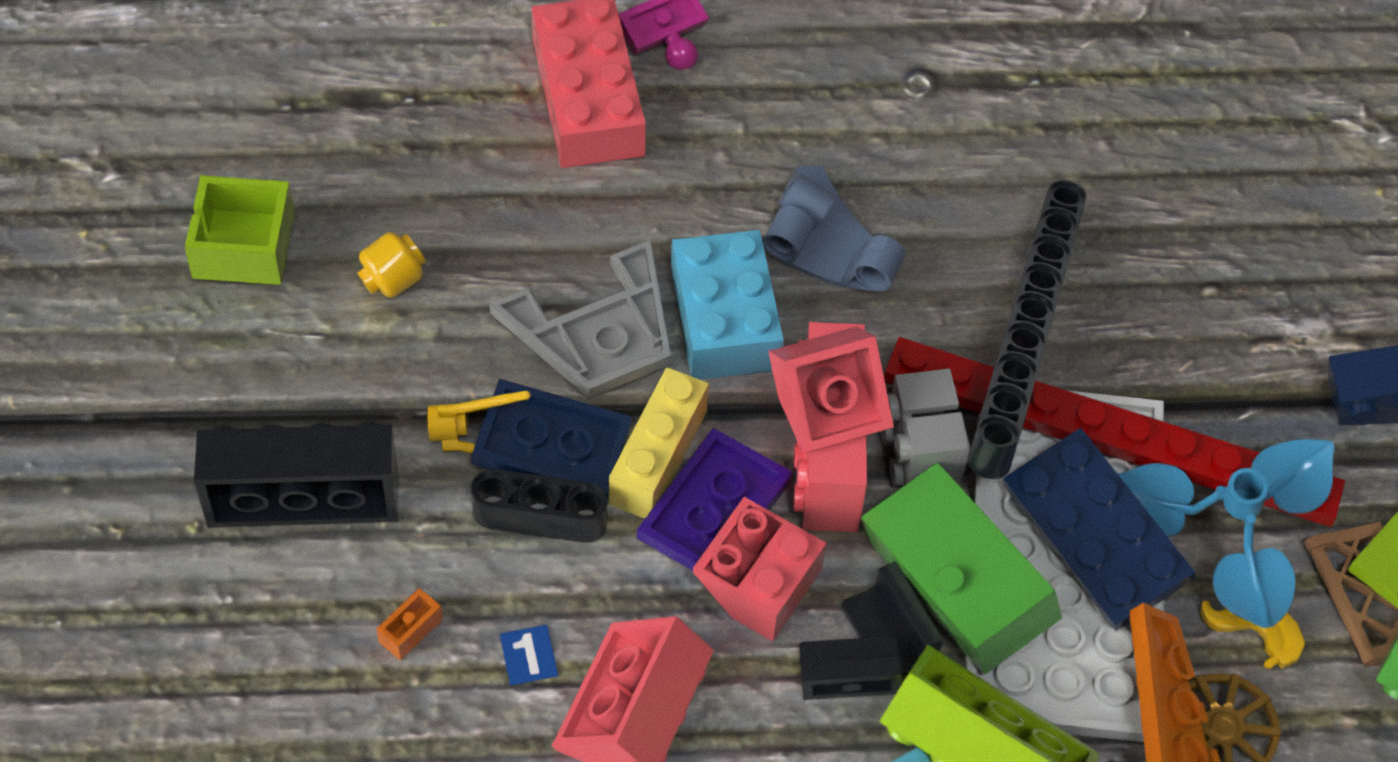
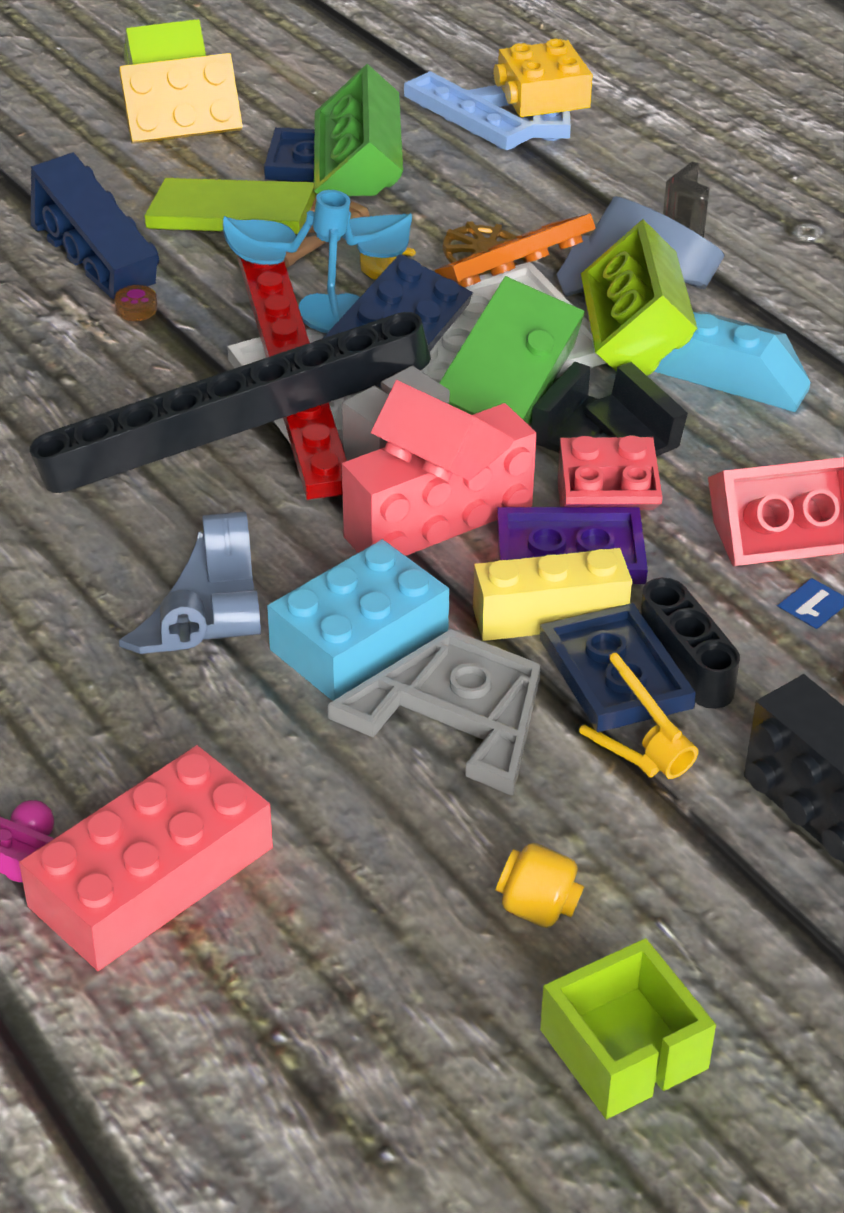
camera: 120 degrees left, 15 degrees down
(1300, 384) = (136, 303): none -> clear orange tile

